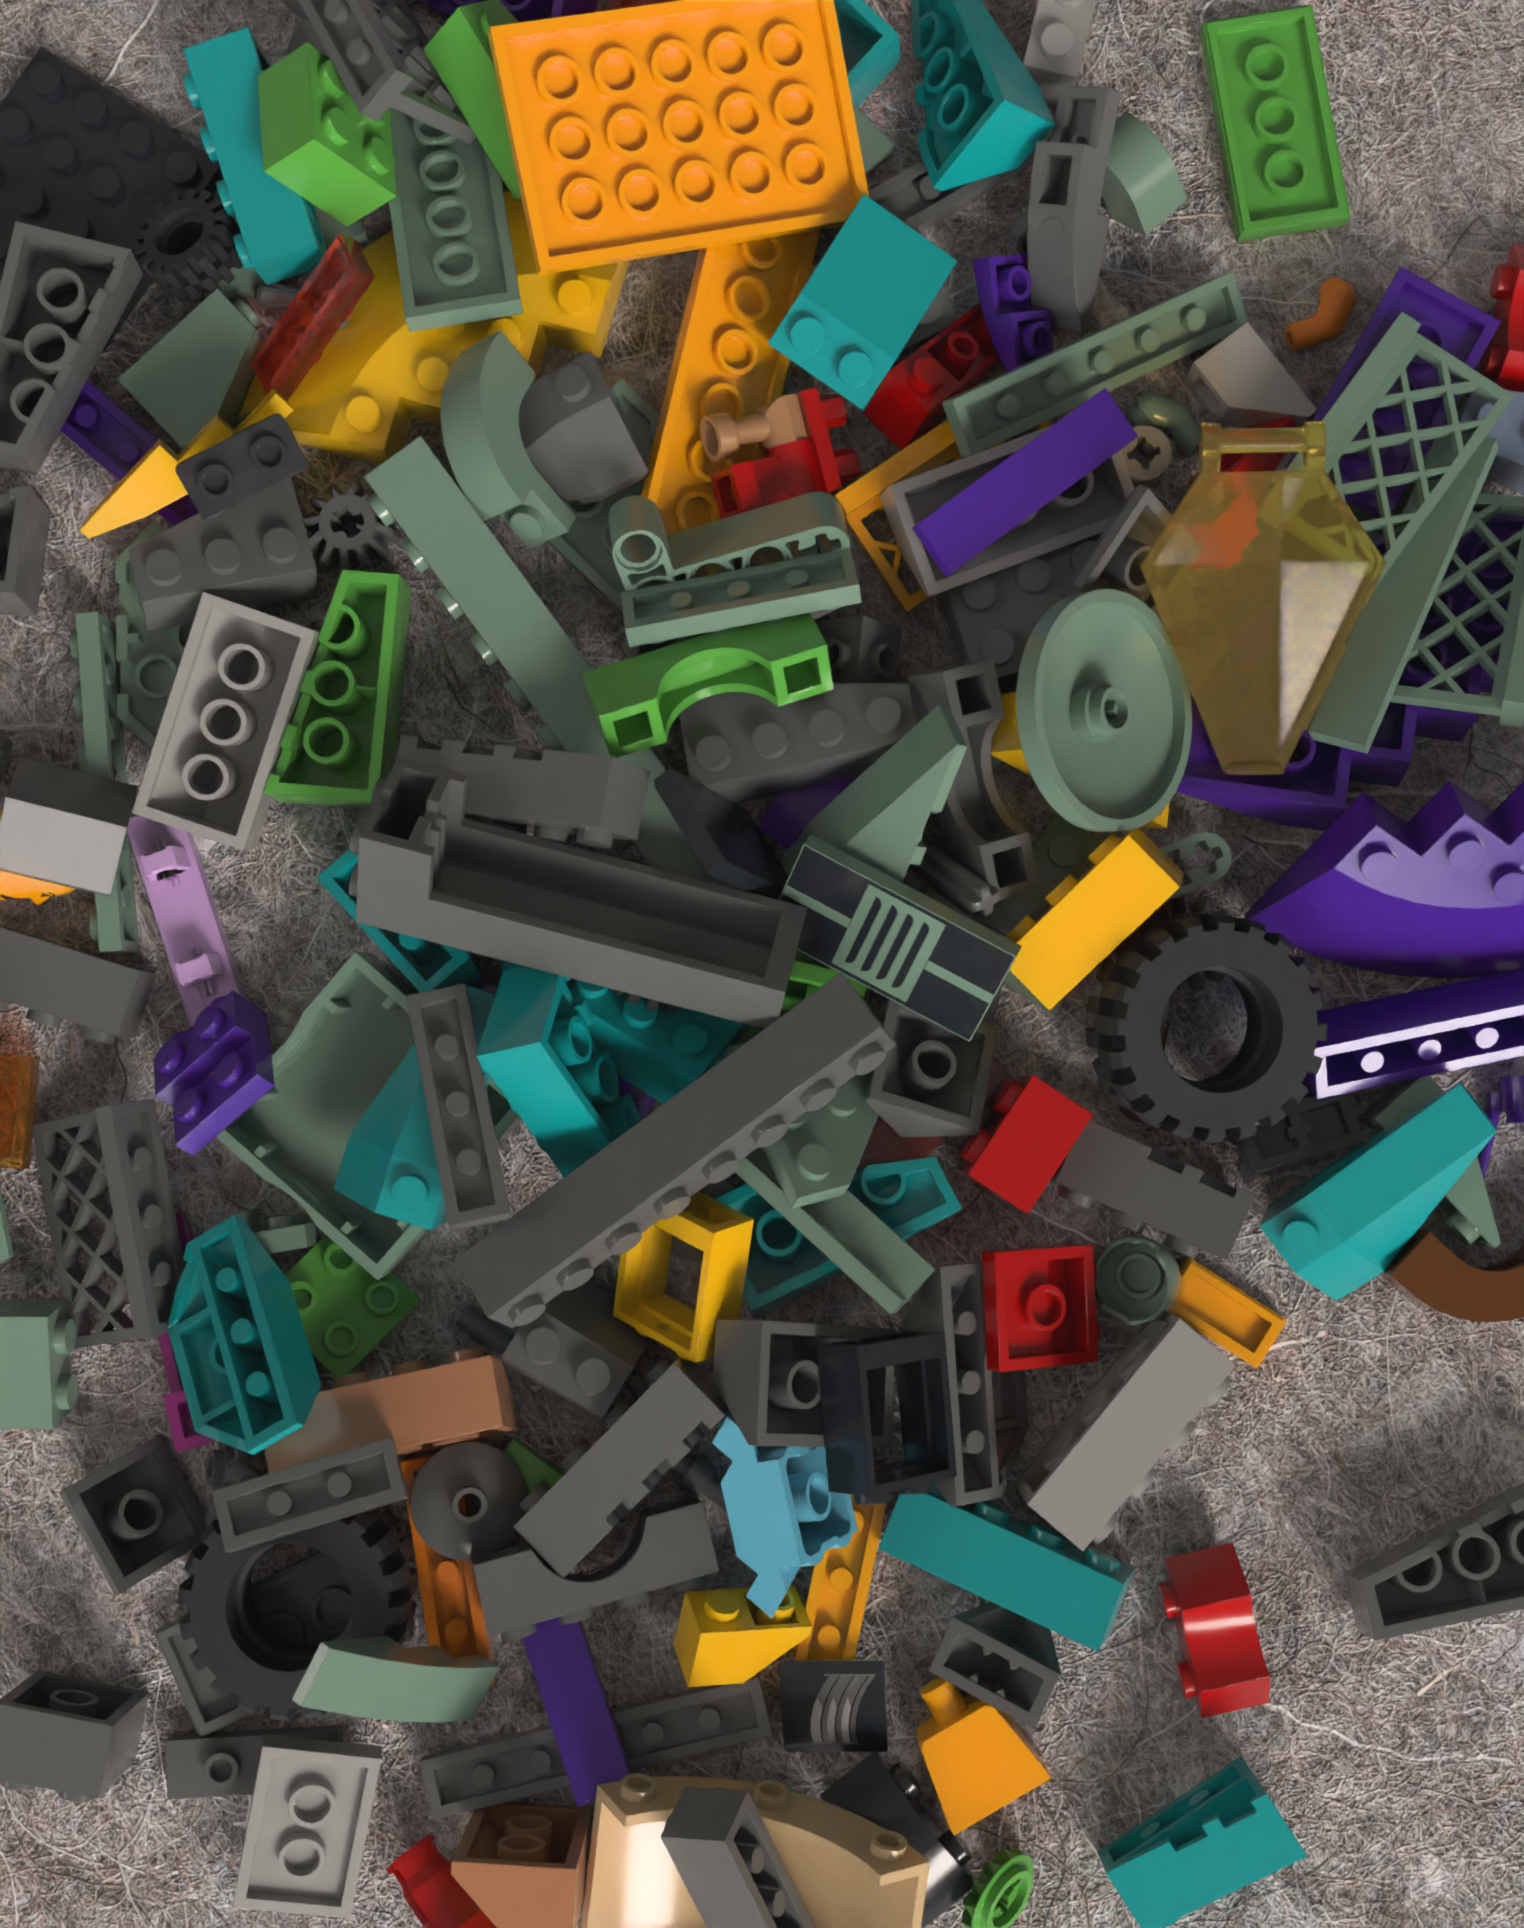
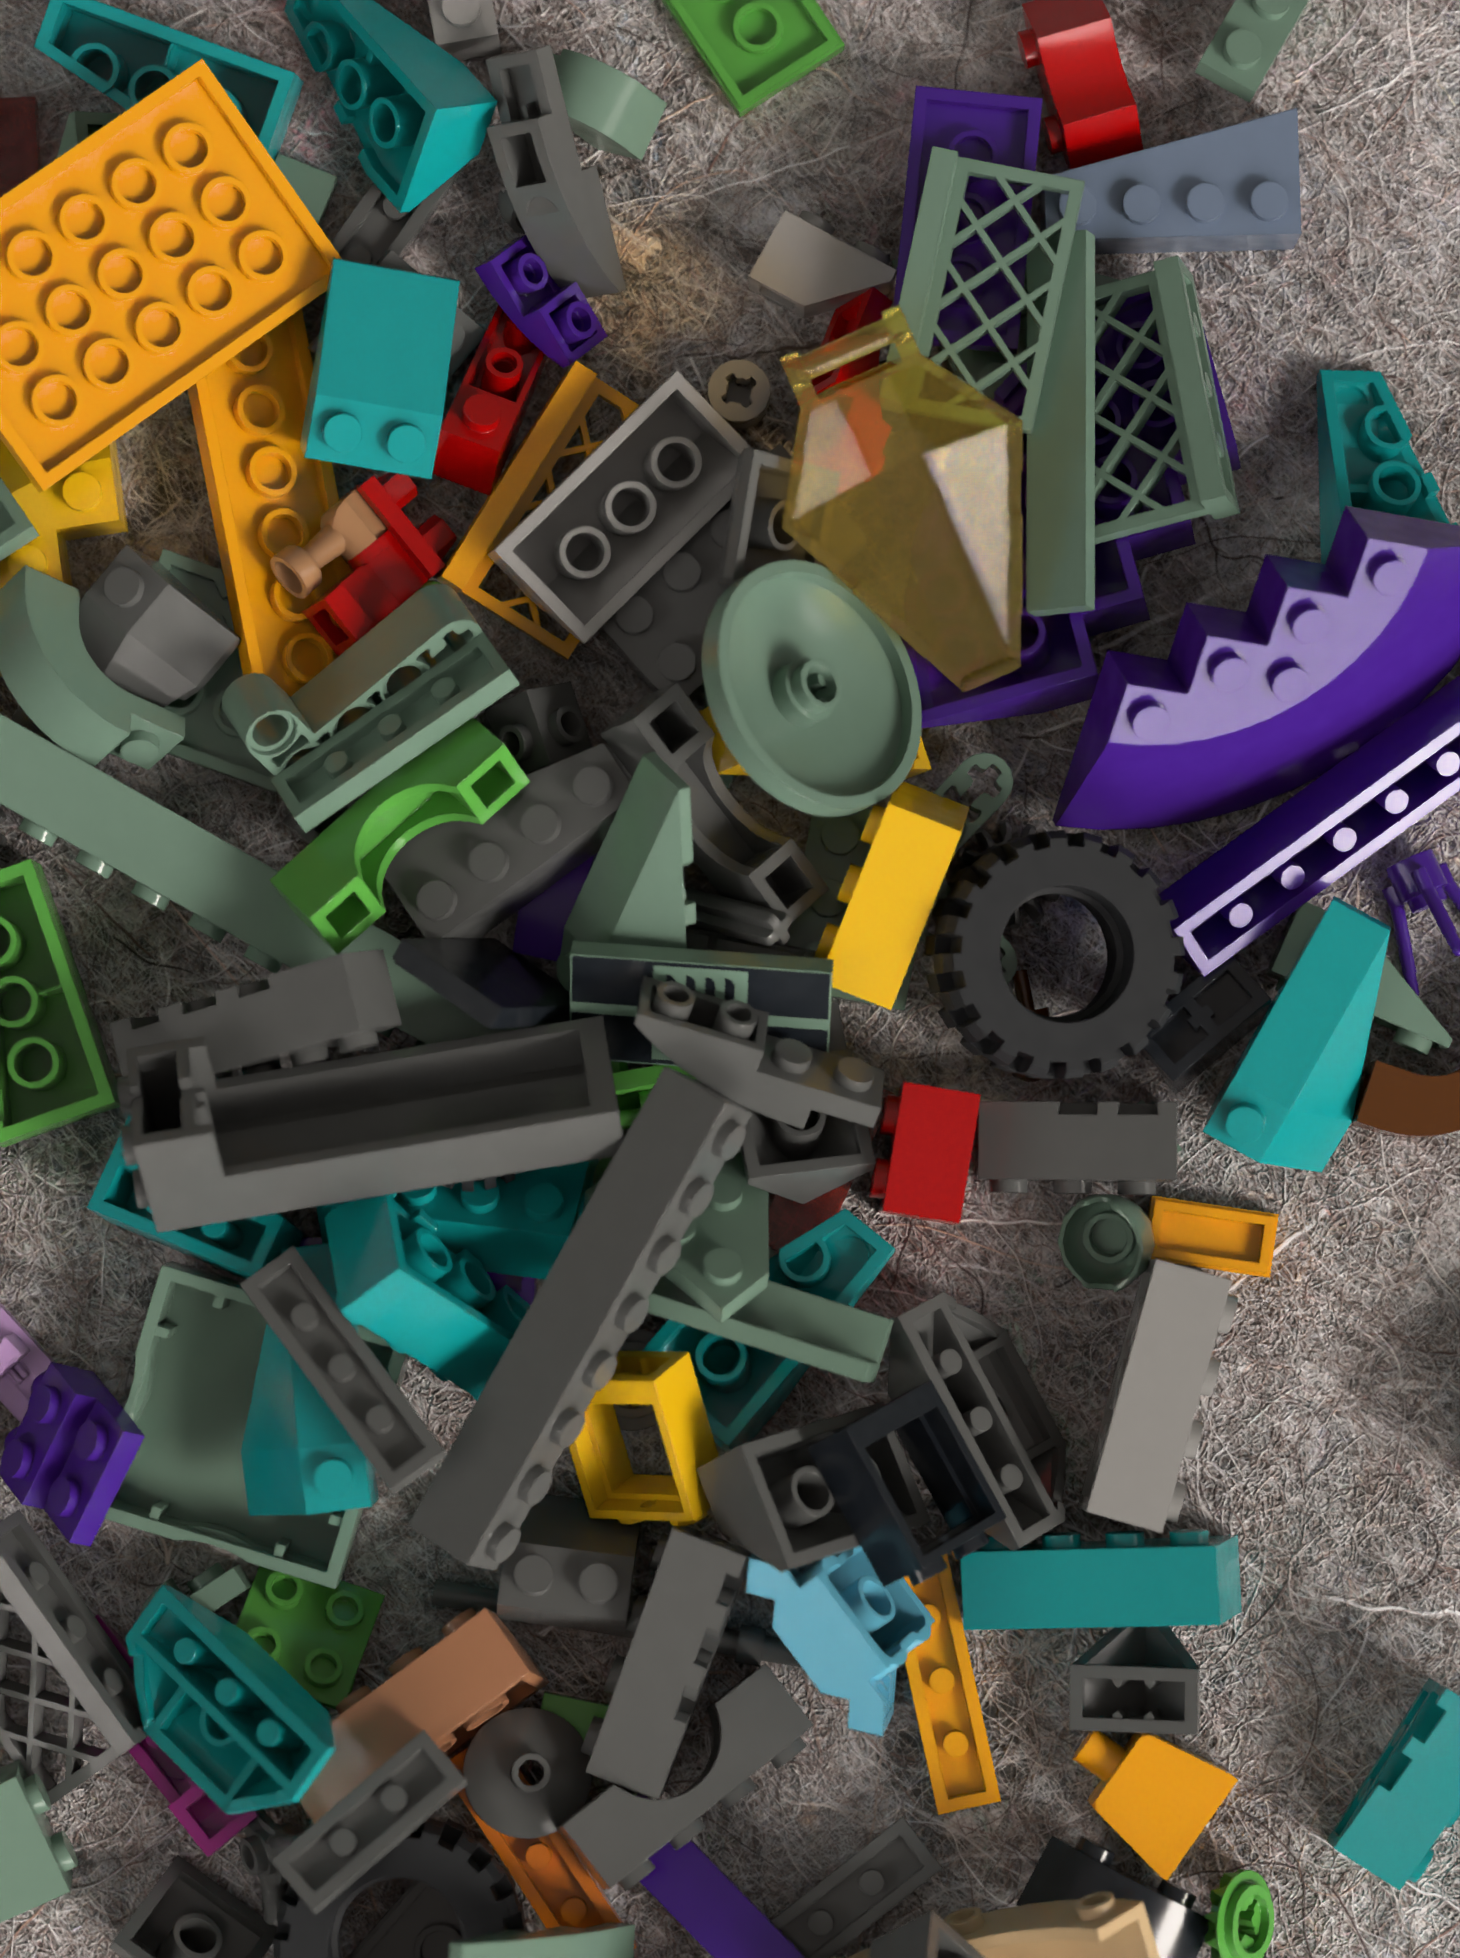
camera: 35 degrees left, 0 degrees up
(730, 1639) = (858, 1782): yellow slope -> none
(833, 1705) = (991, 1812): black sticker -> none
(902, 990) = (731, 1053): none -> dark grey slope
(1025, 482) = (630, 489): dark purple slope -> none
(1040, 1306) = (1019, 1312): red plate -> none
(1095, 362) = (649, 322): sand green plate -> none
(1169, 414) = (747, 333): sand green arm -> none
(1215, 1630) = (1341, 1559): red brick -> none
(1330, 318) = (870, 159): orange arm -> none

